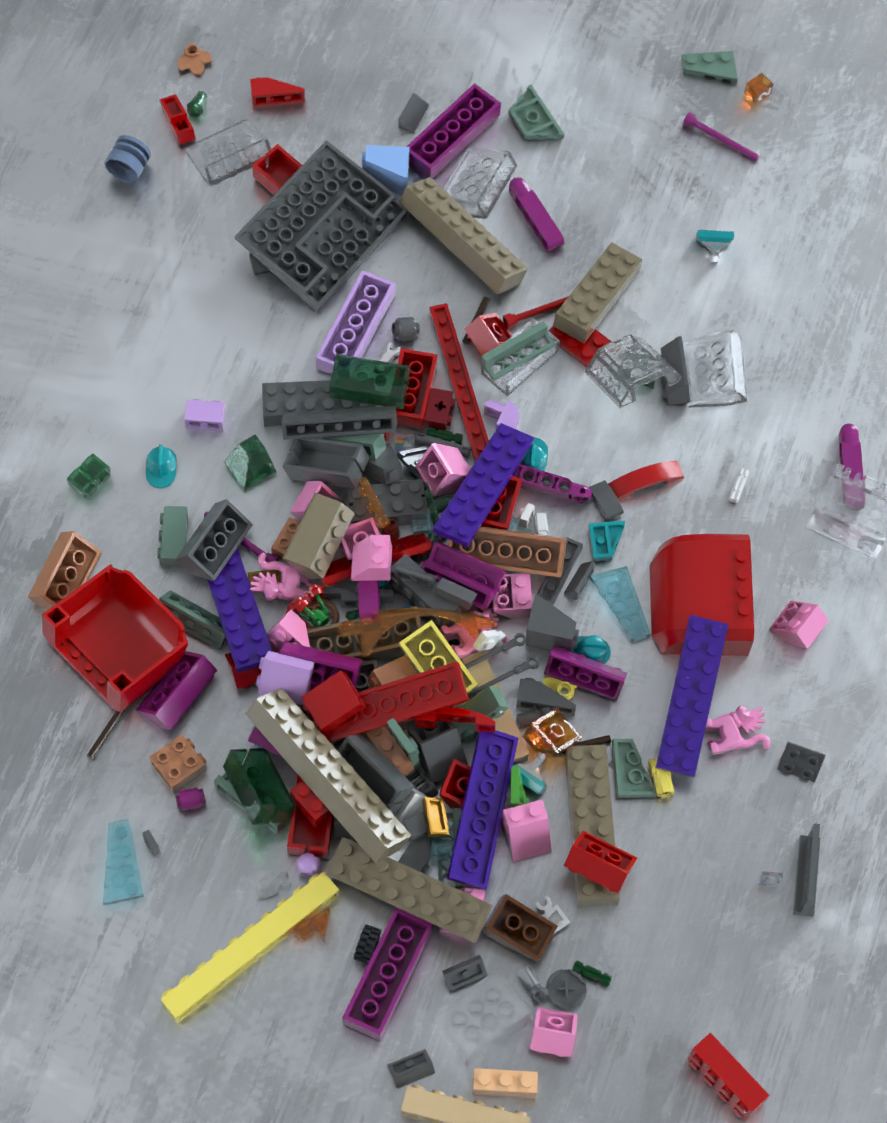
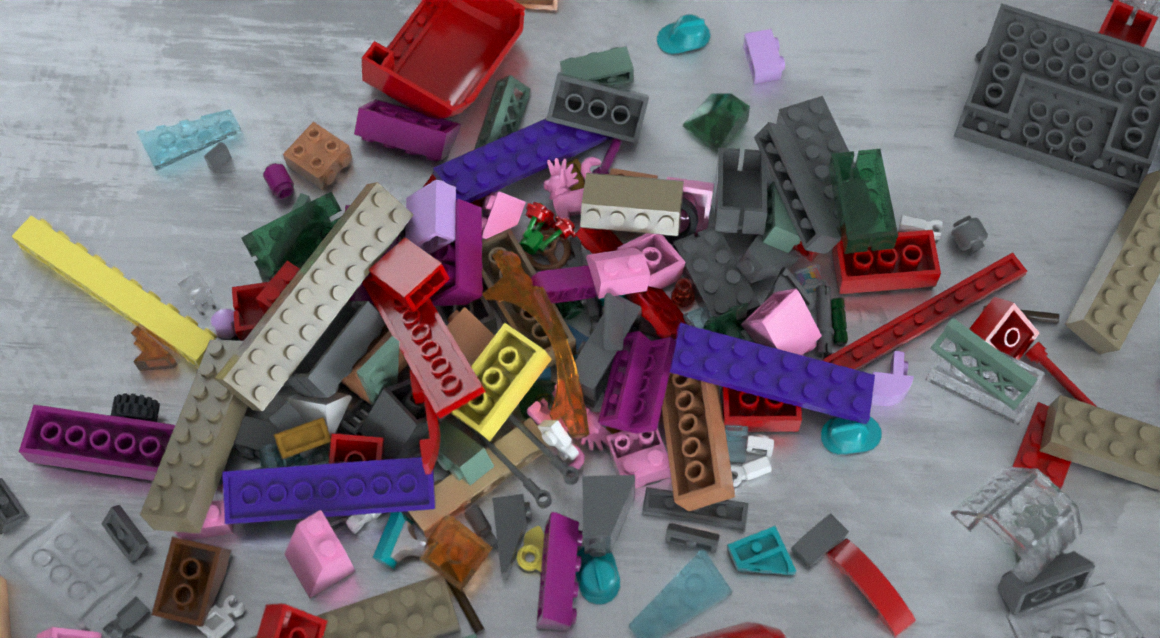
camera: 80 degrees right, 0 degrees up
(105, 734) = (337, 78): dark brown bar -> none
(356, 320) = (953, 175): lavender brick -> none
(373, 503) = (699, 253): clear orange hinge -> none
(443, 401) = (870, 302): dark red brick -> none
(455, 593) = (604, 377): dark grey slope -> none
(517, 790) = (364, 530): bright green wing -> none
(575, 490) = (816, 495): magenta piece -> none

